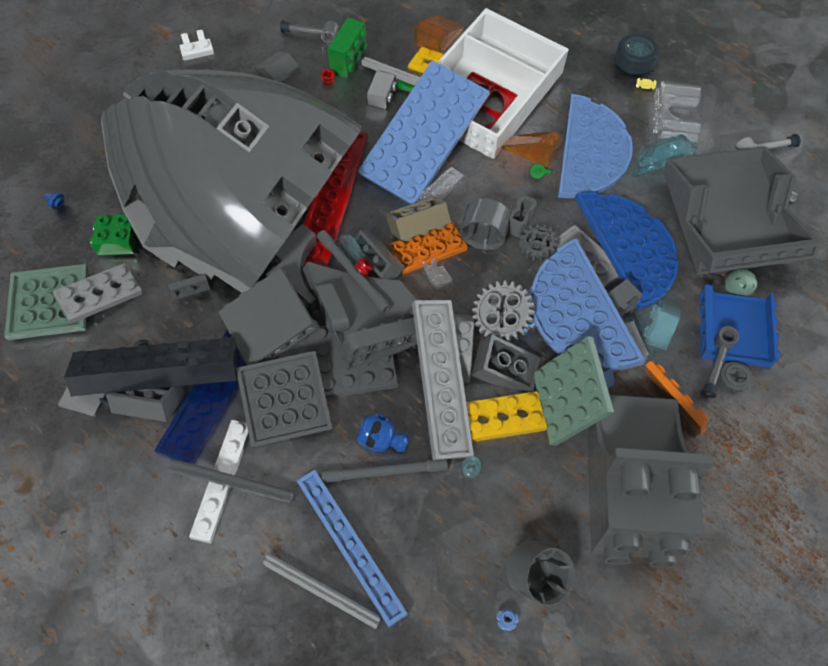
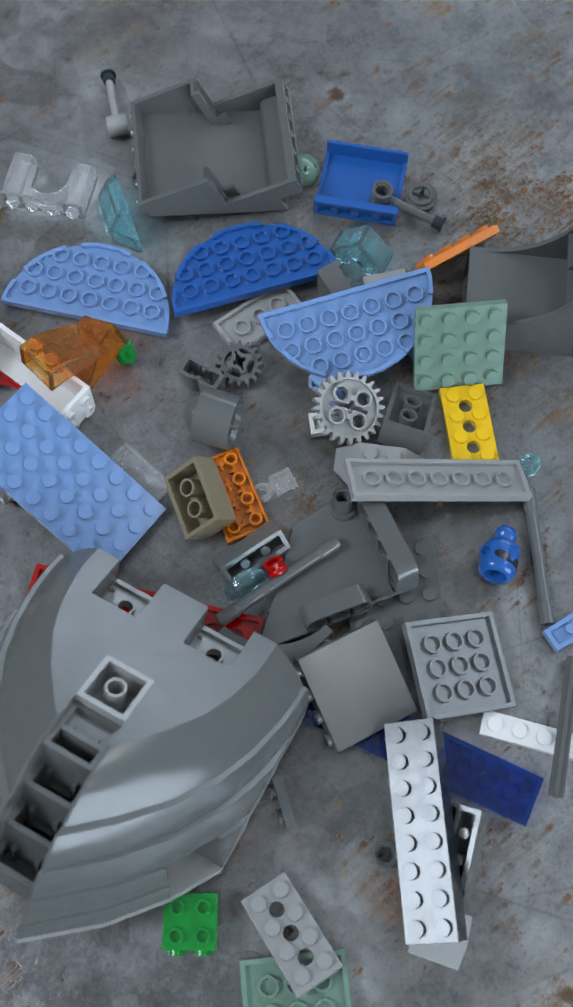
camera: 85 degrees left, 10 degrees up
(520, 114) = (59, 354): none -> clear orange slope

